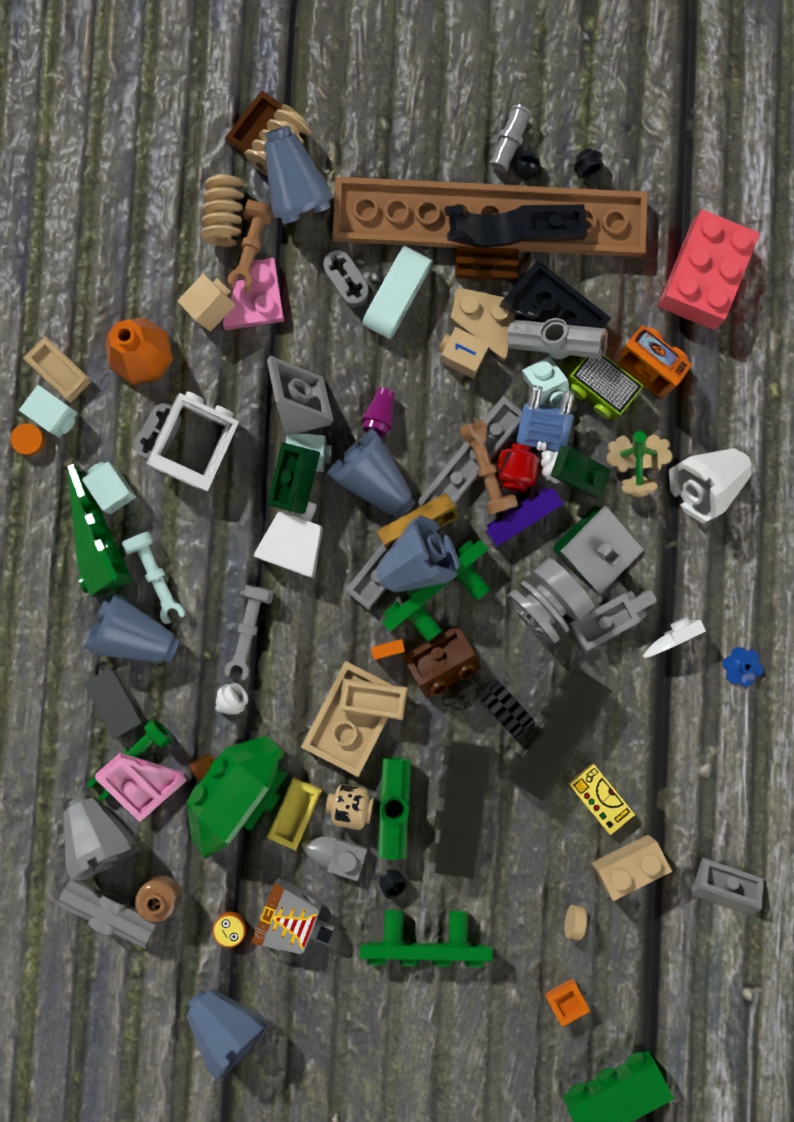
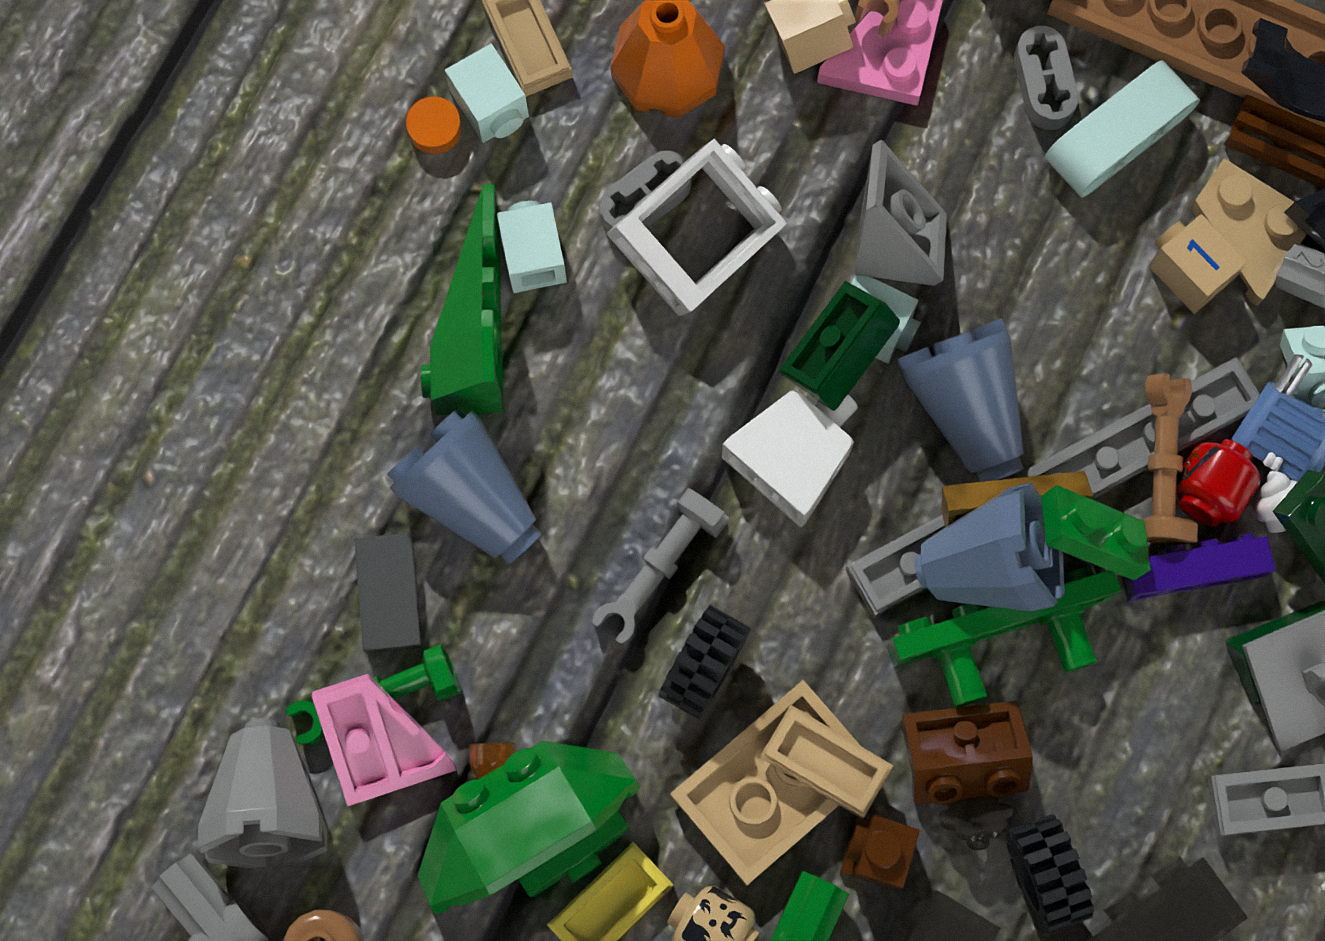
camera: 25 degrees right, 10 degrees down
(155, 575) = (543, 354): light aqua piece -> none
(231, 699) = (584, 666): white plate -> none
(290, 674) = (704, 662): none -> black tyre
(379, 413) = (1020, 302): magenta cone -> none
(387, 649) = (883, 691): orange tile -> none
(418, 732) = (880, 852): none -> reddish brown brick
(463, 525) = (1095, 532): none -> green plate
(551, 600) = (1197, 719): light grey wheel -> none

